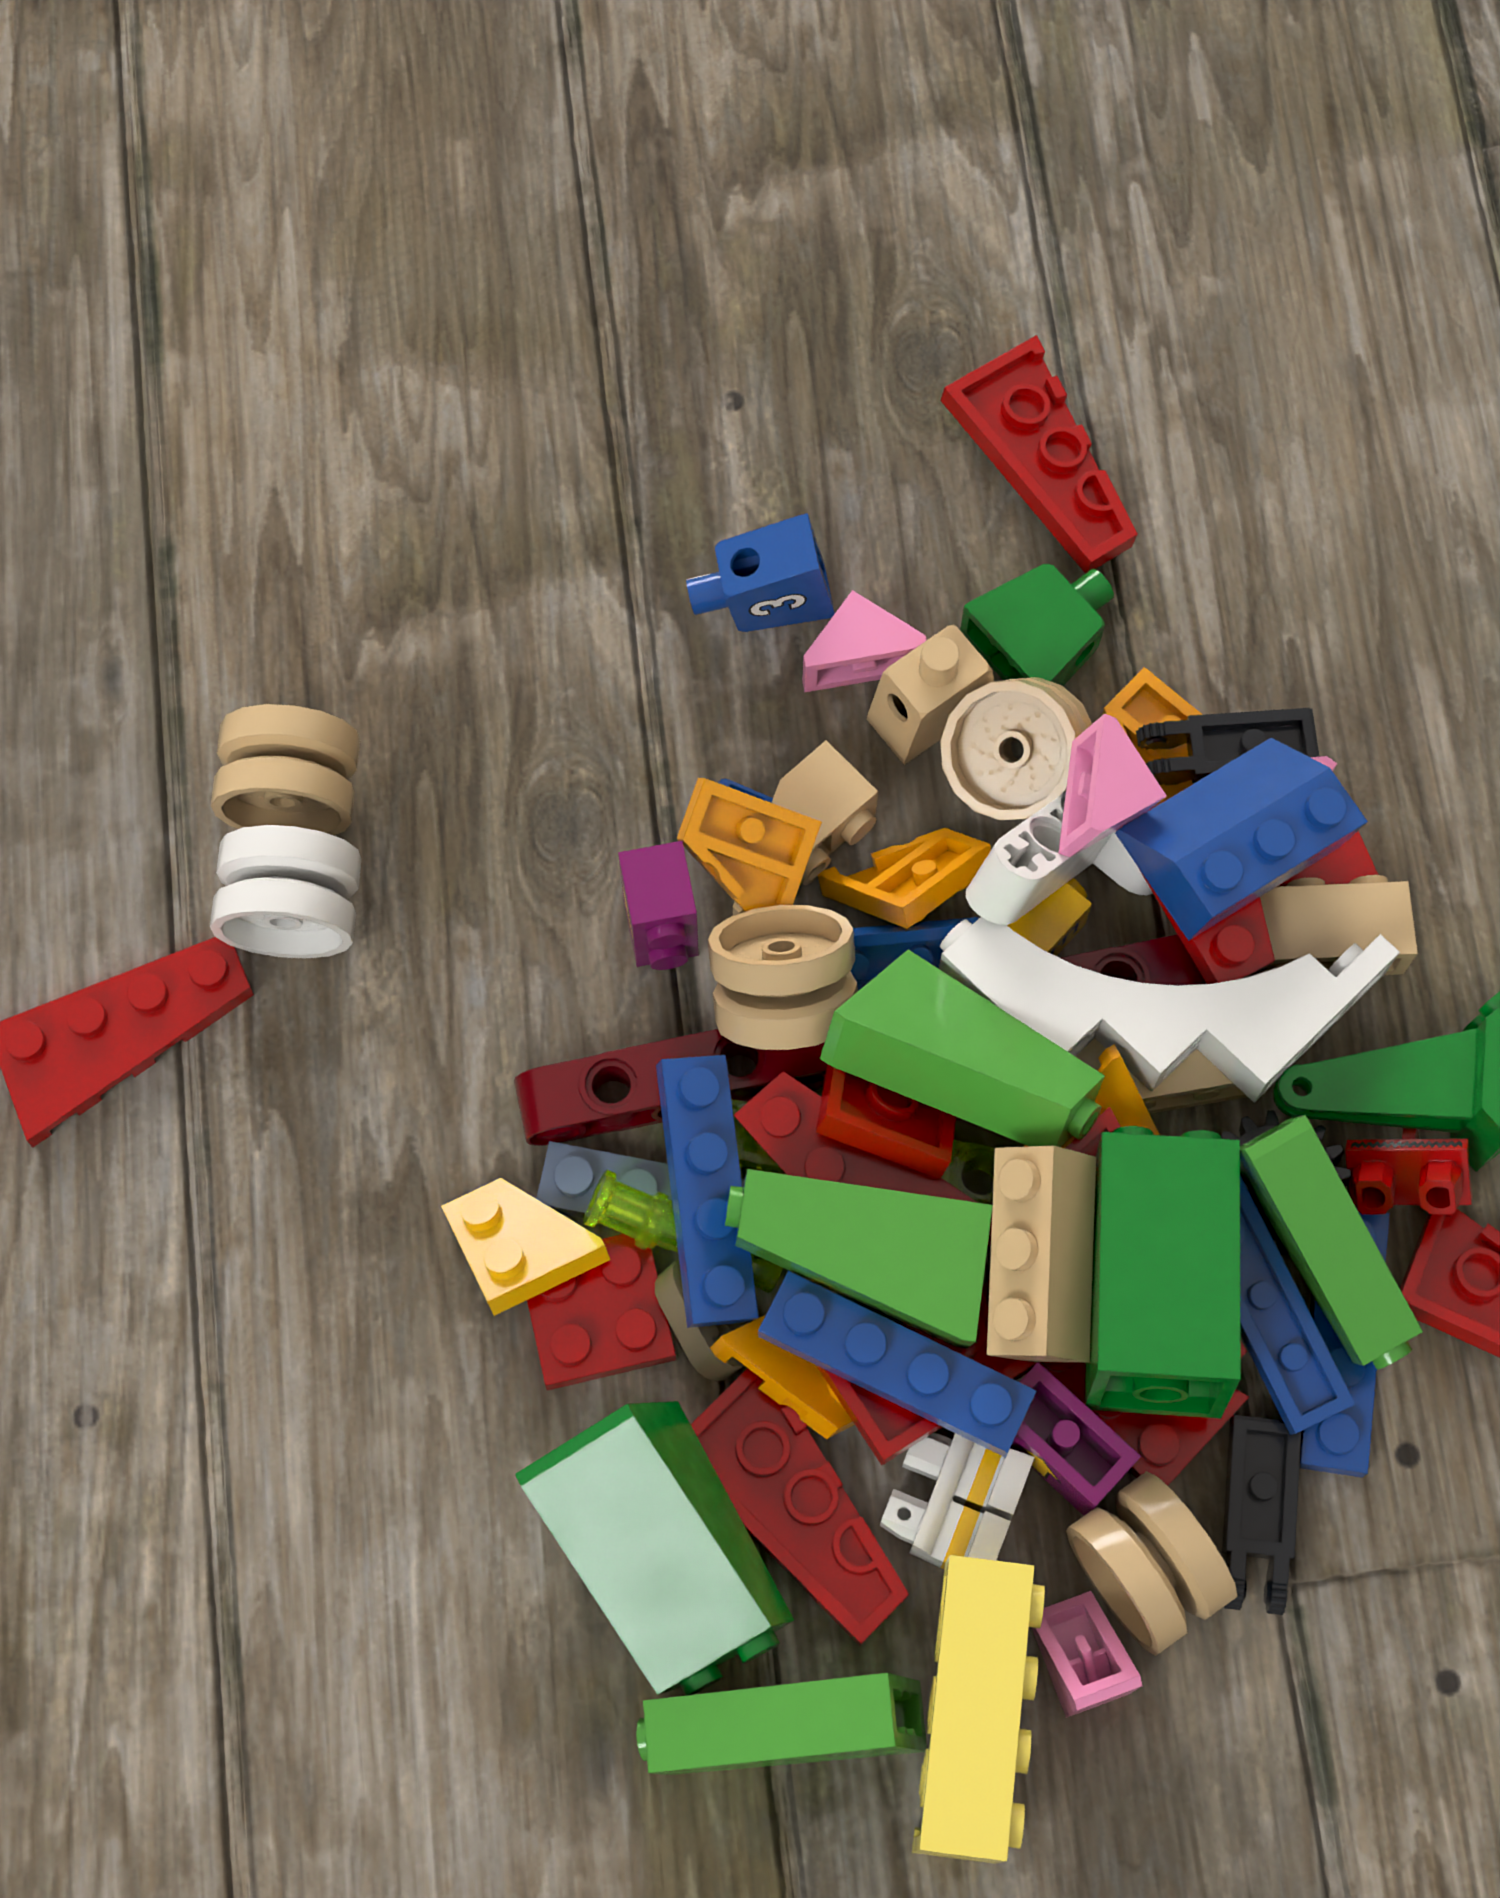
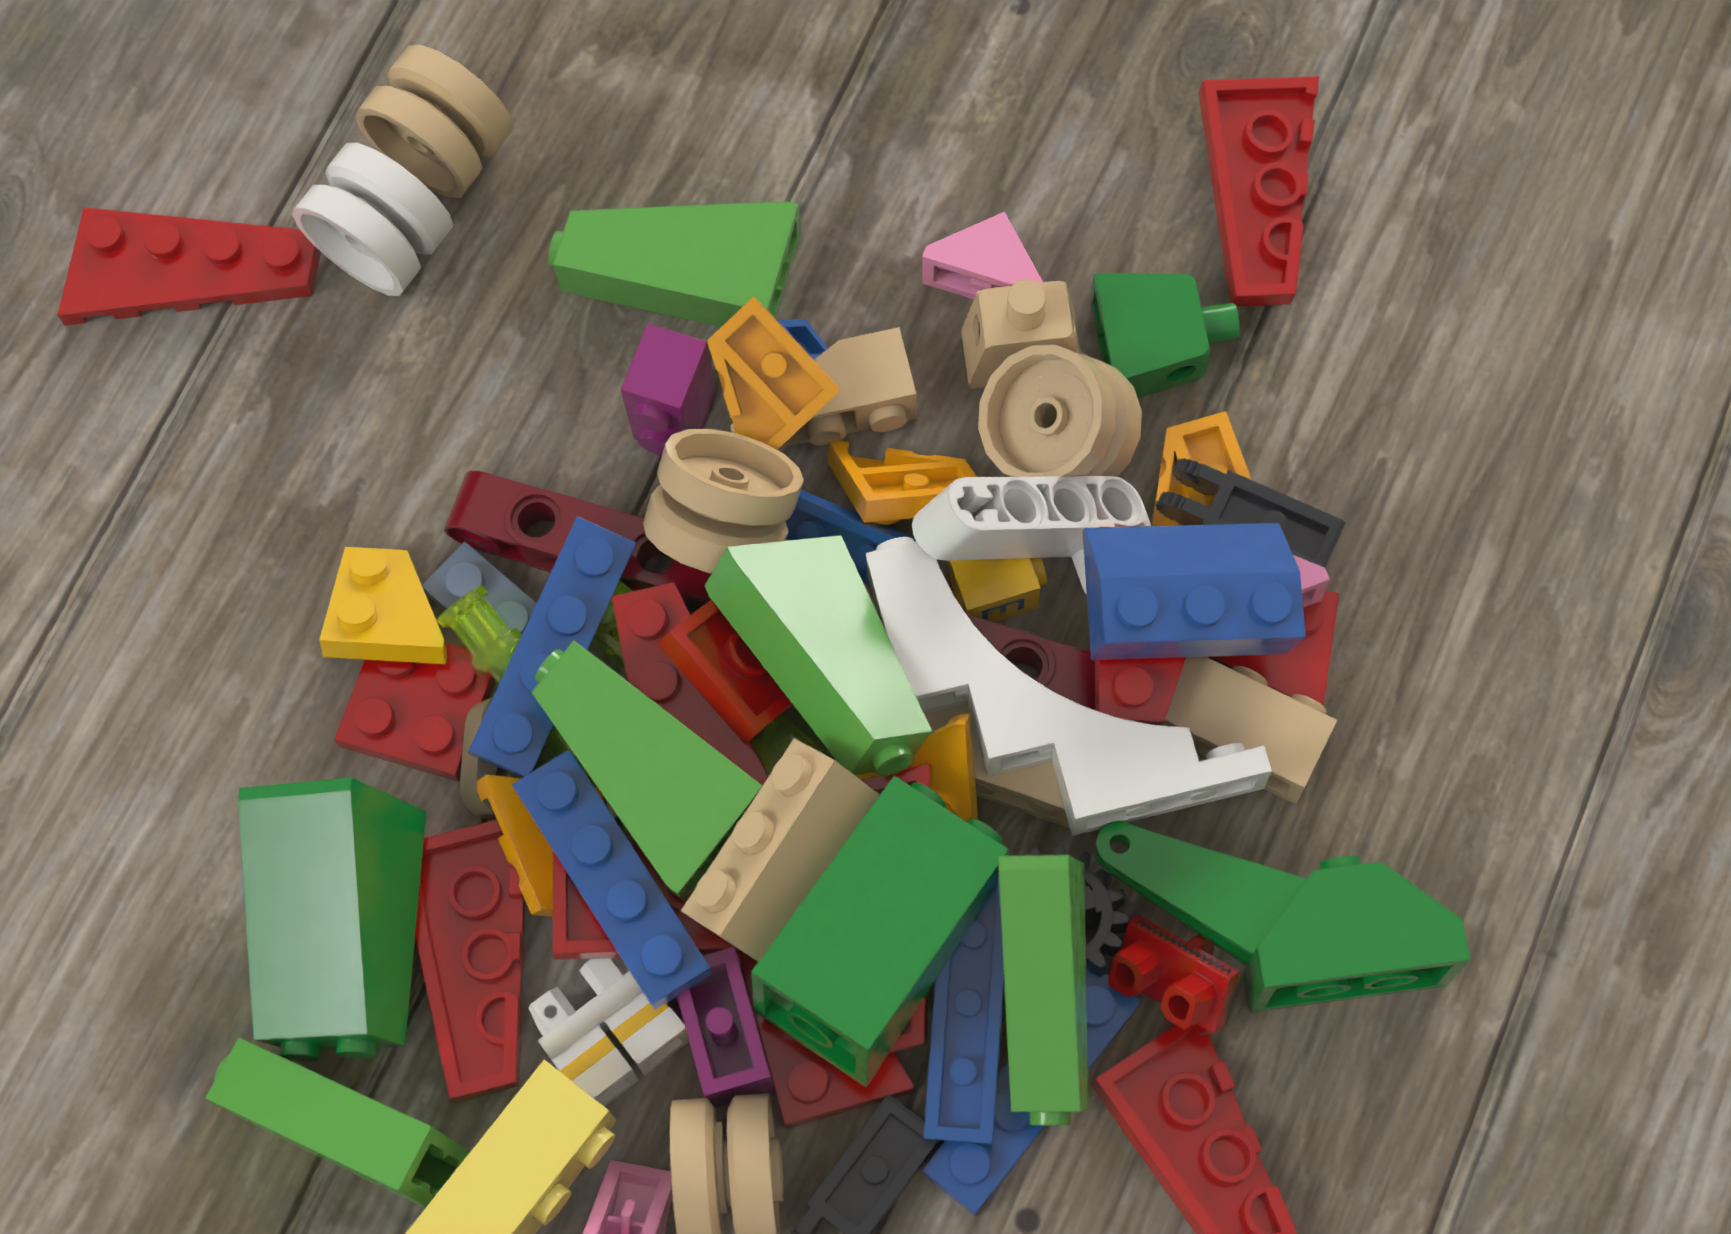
camera: 35 degrees right, 0 degrees up
(587, 783) = (680, 258): none -> bright green slope
(767, 578) = (942, 165): blue torso -> none
(1104, 786) = (1091, 488): bright pink slope -> none

